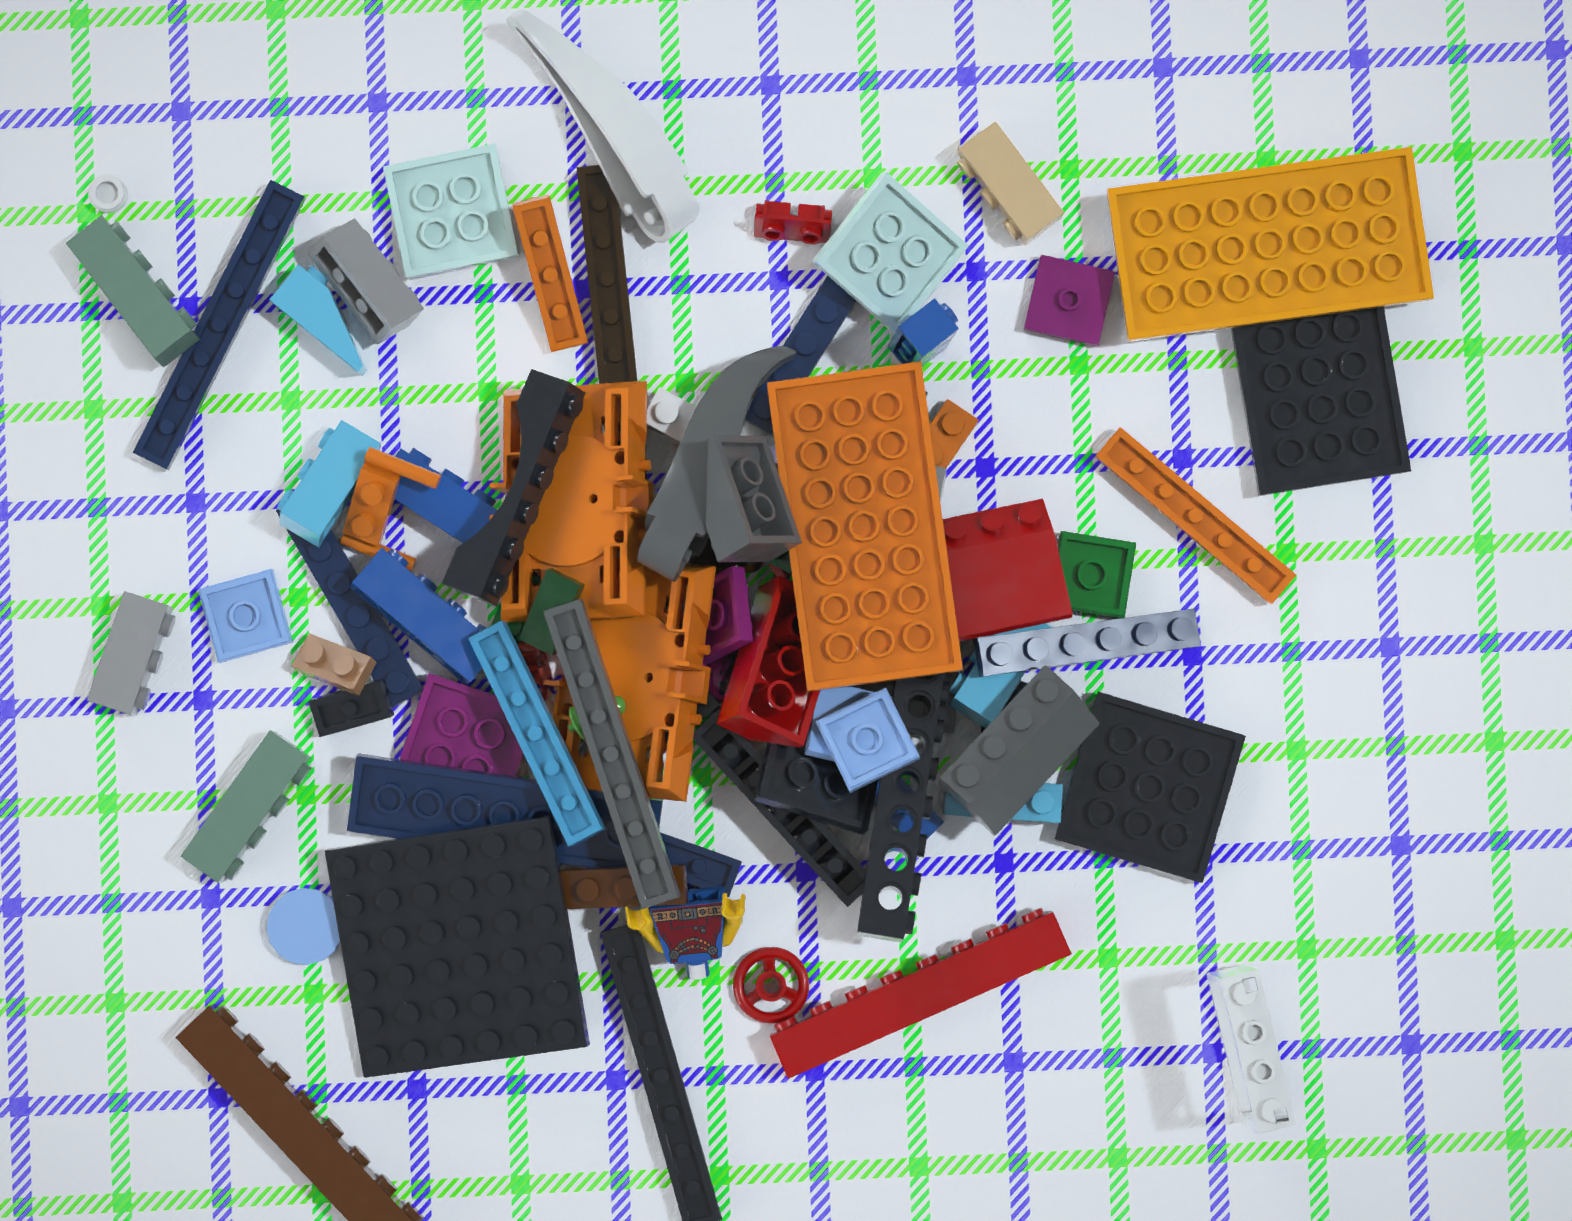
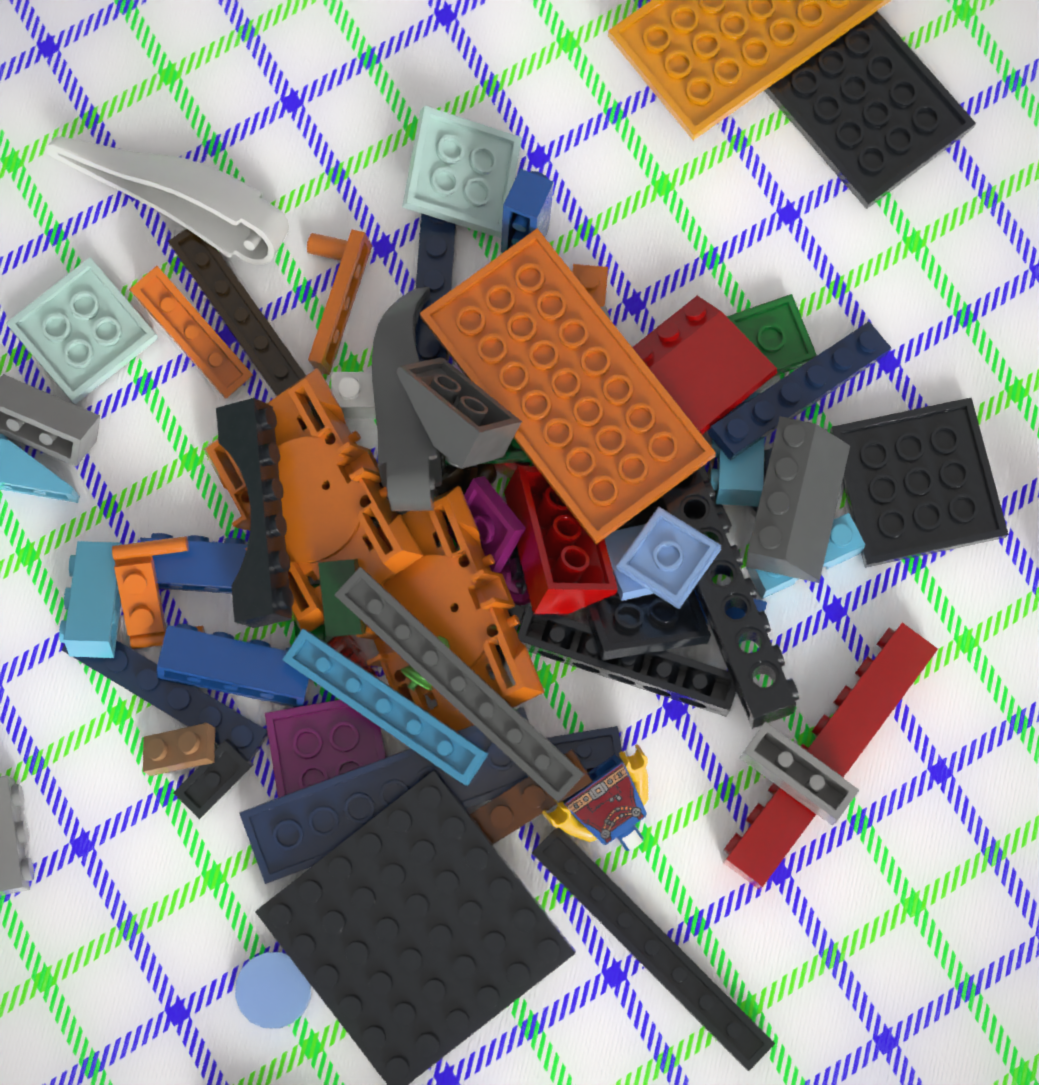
camera: 30 degrees left, 10 degrees down
(245, 616) = (81, 753): light blue tile -> none
(246, 807) = (167, 913): sand green brick -> none
(744, 278) = (353, 260): none -> orange piece
(747, 1001) = (728, 816): red piece -> none
(775, 222) = (382, 190): red hinge -> none
(874, 1000) = (799, 773): none -> light grey brick
(1009, 184) = (527, 73): tan brick -> none
(1069, 300) = (626, 139): magenta plate -> none
(1195, 516) = (826, 249): orange plate -> none

